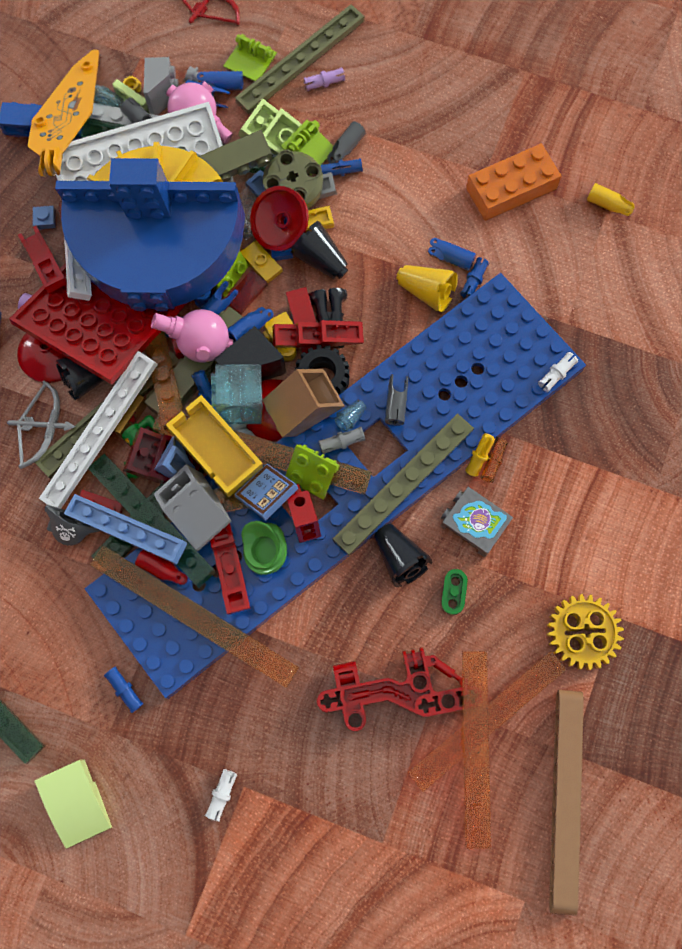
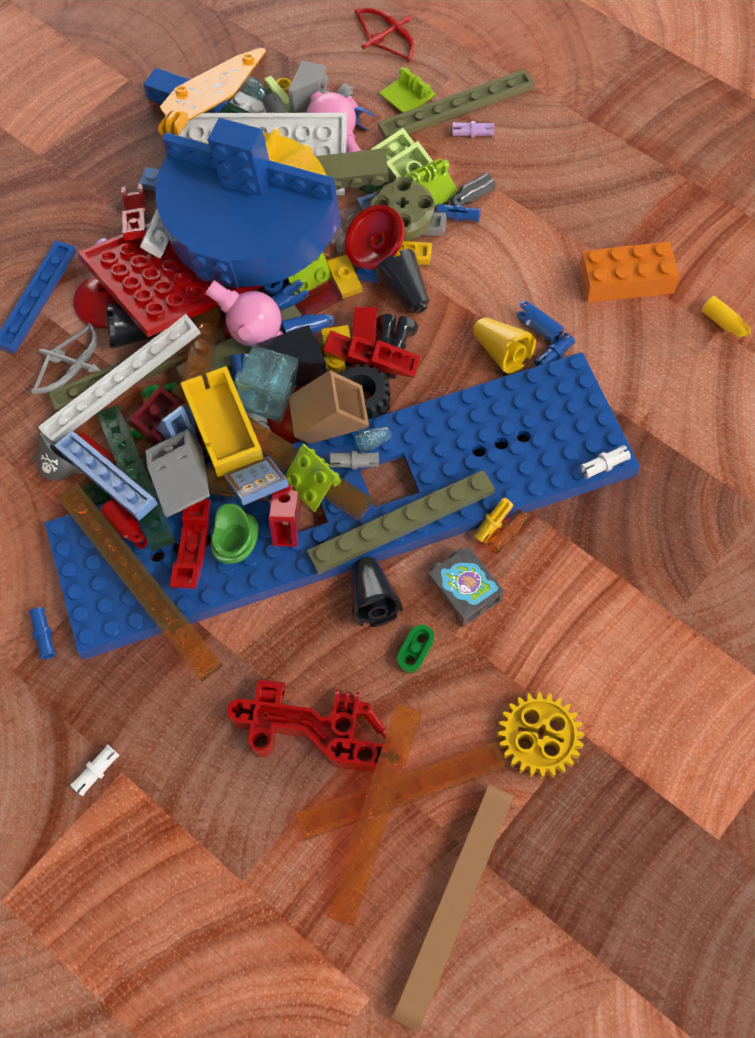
camera: 20 degrees right, 10 degrees down
(131, 415) = (160, 376): pearl gold tile -> none
(223, 79) = (375, 104): blue piece -> none
(396, 404) = (423, 442): dark grey piece -> none

